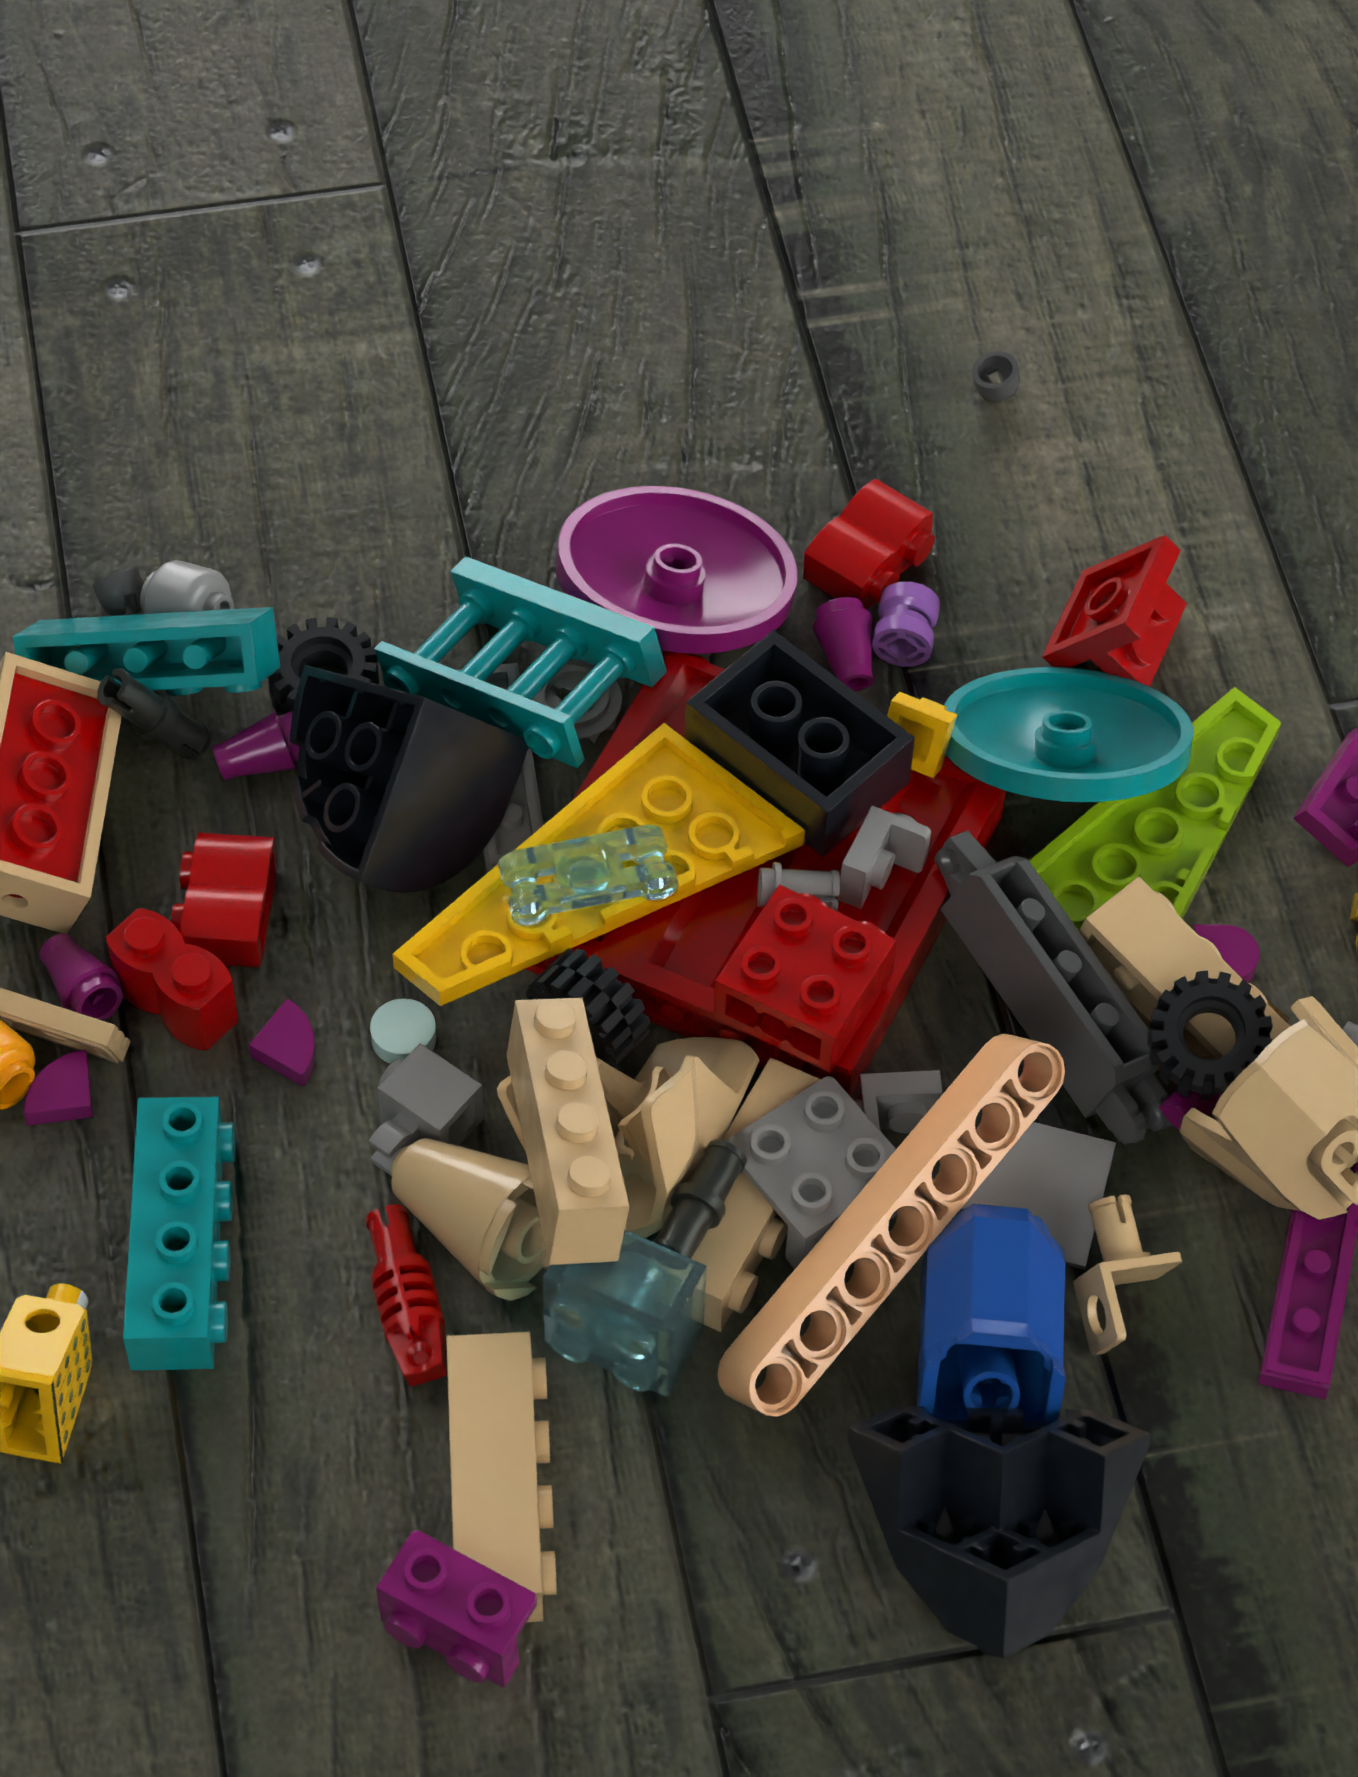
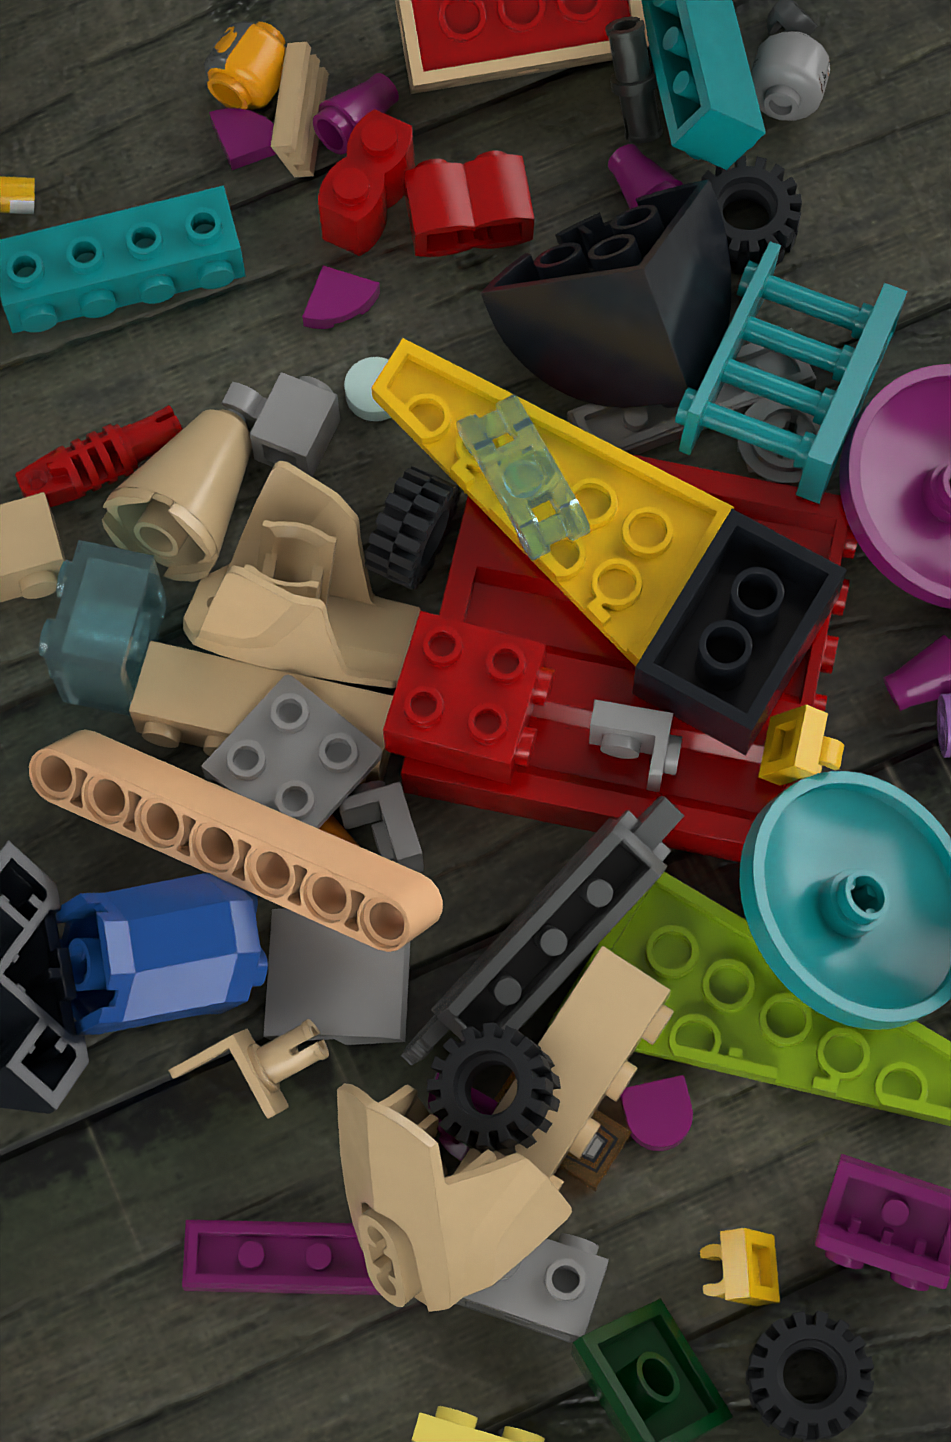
camera: 80 degrees right, 15 degrees up
(567, 1132) = (215, 515): tan brick -> none
(700, 1201) = (206, 662): pearl dark grey pin -> none
(820, 884) = (579, 673): light grey pin -> none

